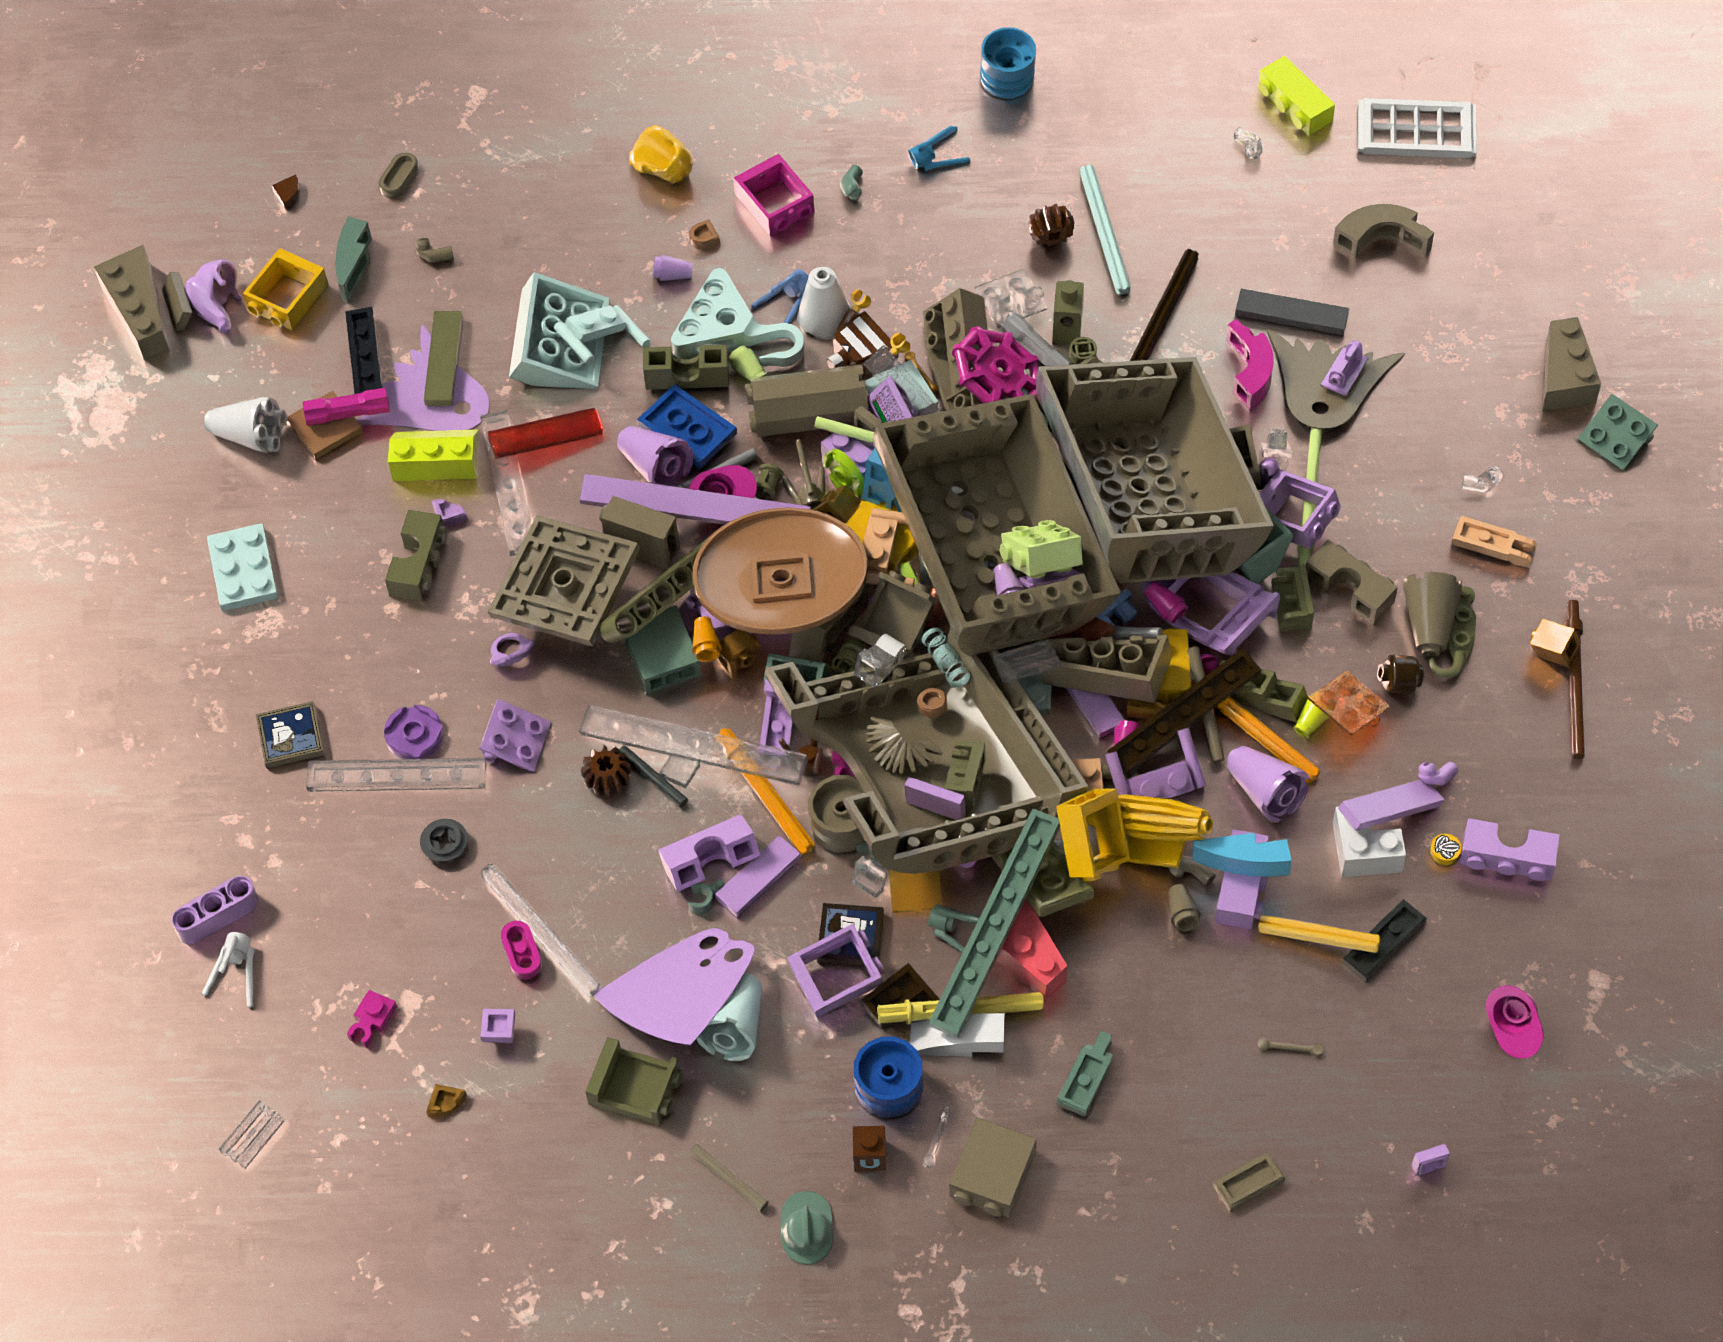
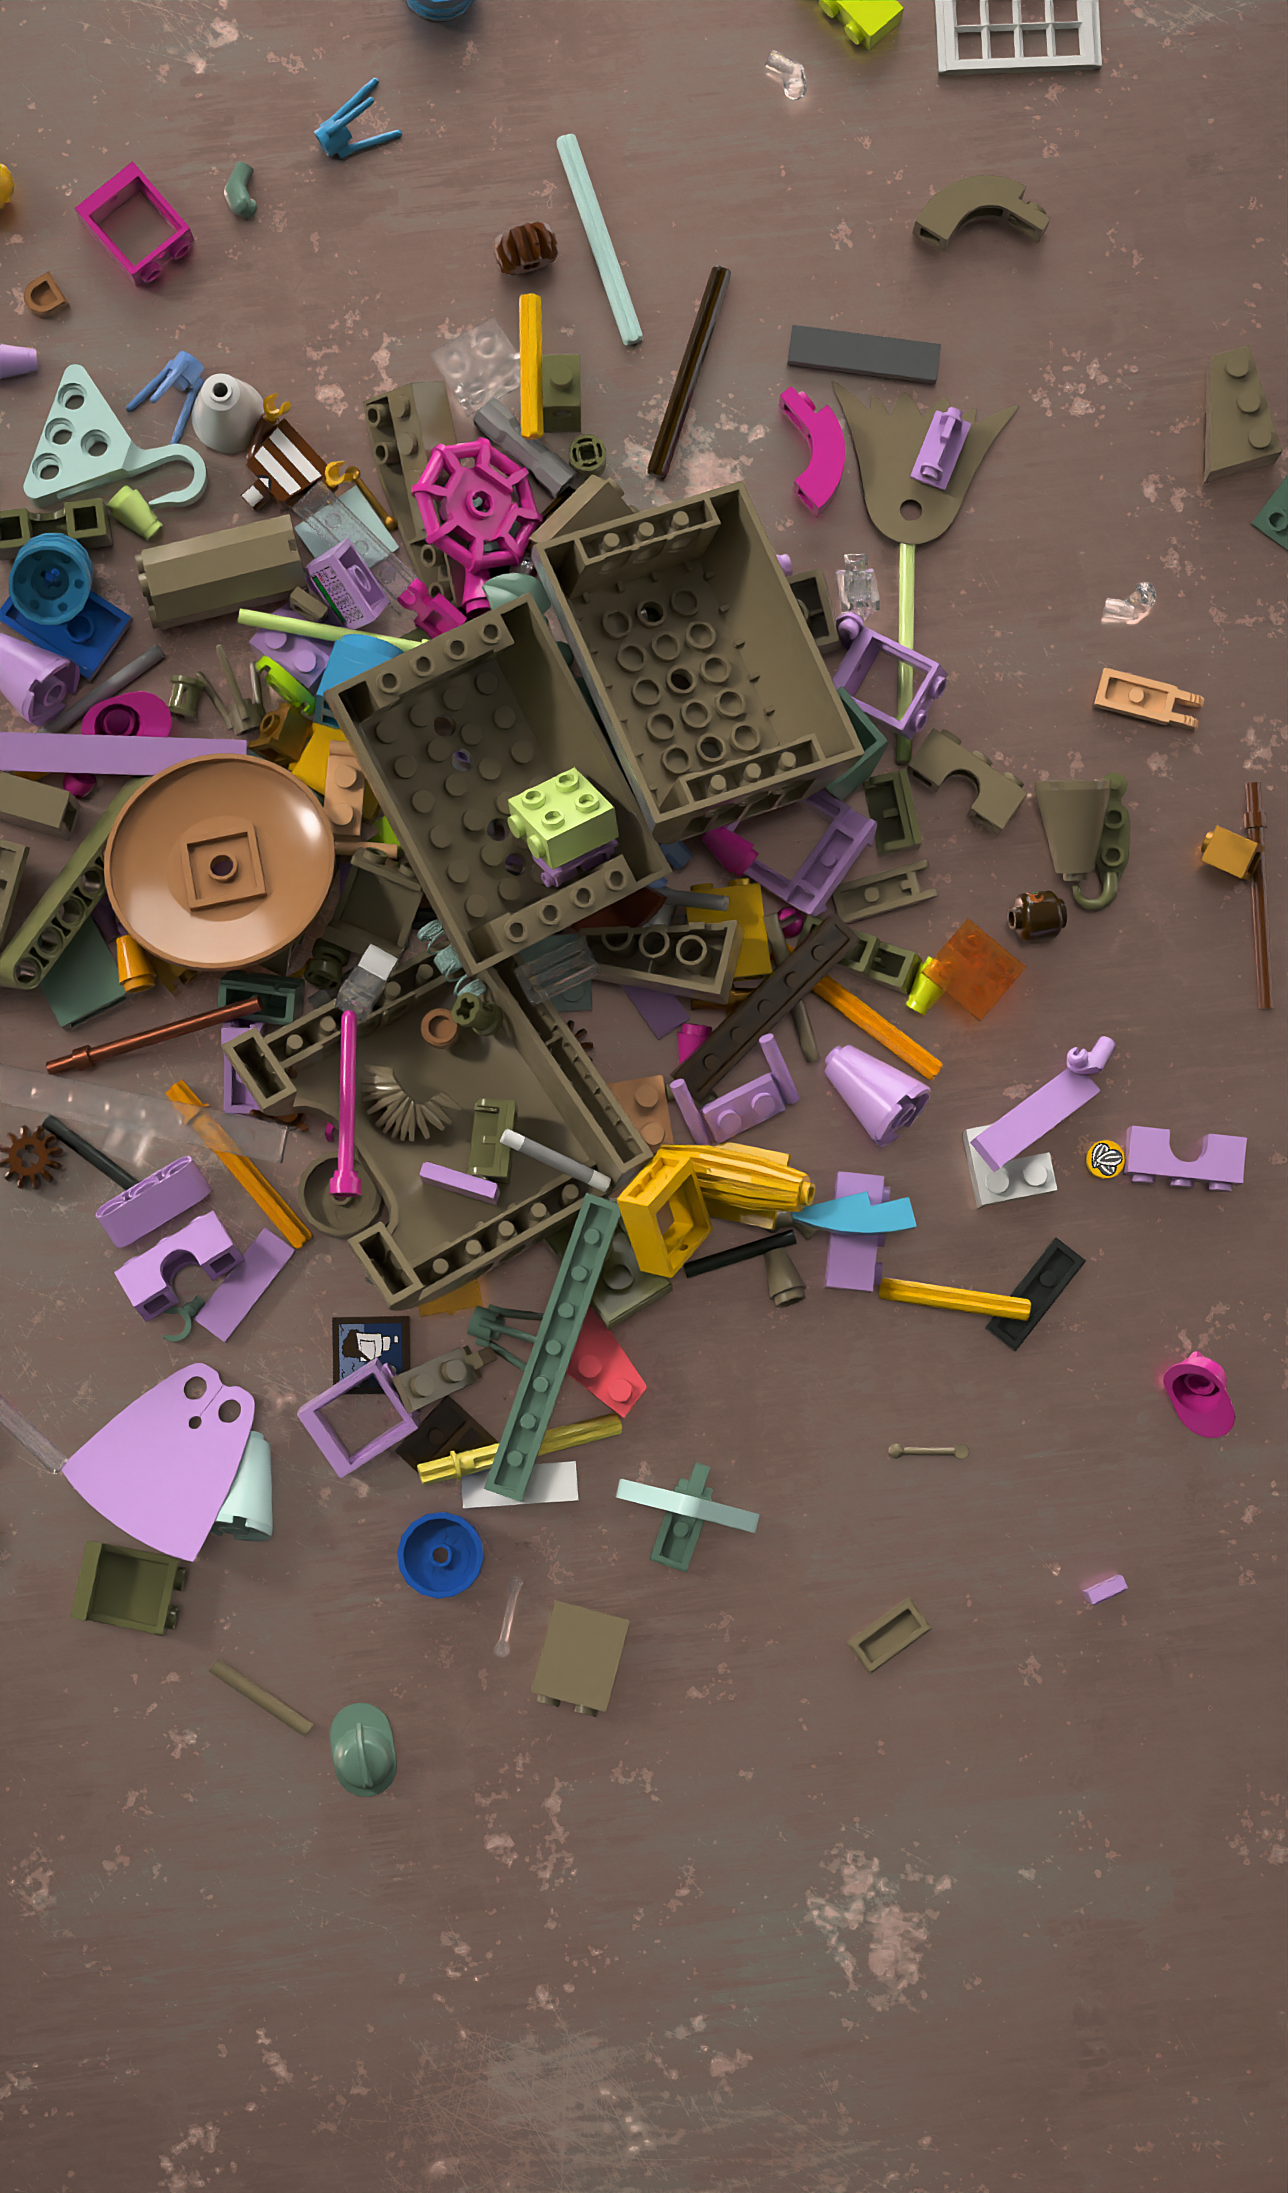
camera: 15 degrees left, 25 degrees up
(659, 707) = (86, 1057): none -> copper bar
(683, 370) = (53, 600): none -> dark azure wheel
(684, 529) = (79, 783): none -> dark pink hinge
(695, 807) = (153, 1201): none -> lavender beam
(847, 783) = (345, 1178): none -> dark pink piece
(869, 1148) = (428, 1648): reddish brown brick -> none
(904, 945) = (441, 1376): none -> dark tan hinge
(961, 689) = (472, 1012): none -> olive bush
(1006, 580) = (524, 873): lavender cone -> none
(1011, 785) = (555, 1160): none -> light grey bar
(1047, 293) = (531, 366): none -> yellow axle
(1098, 1051) = (687, 1505): none -> light aqua beam
(1147, 890) = (739, 1253): none -> pearl dark grey bar
(1283, 649) = (881, 892): none -> dark tan hinge

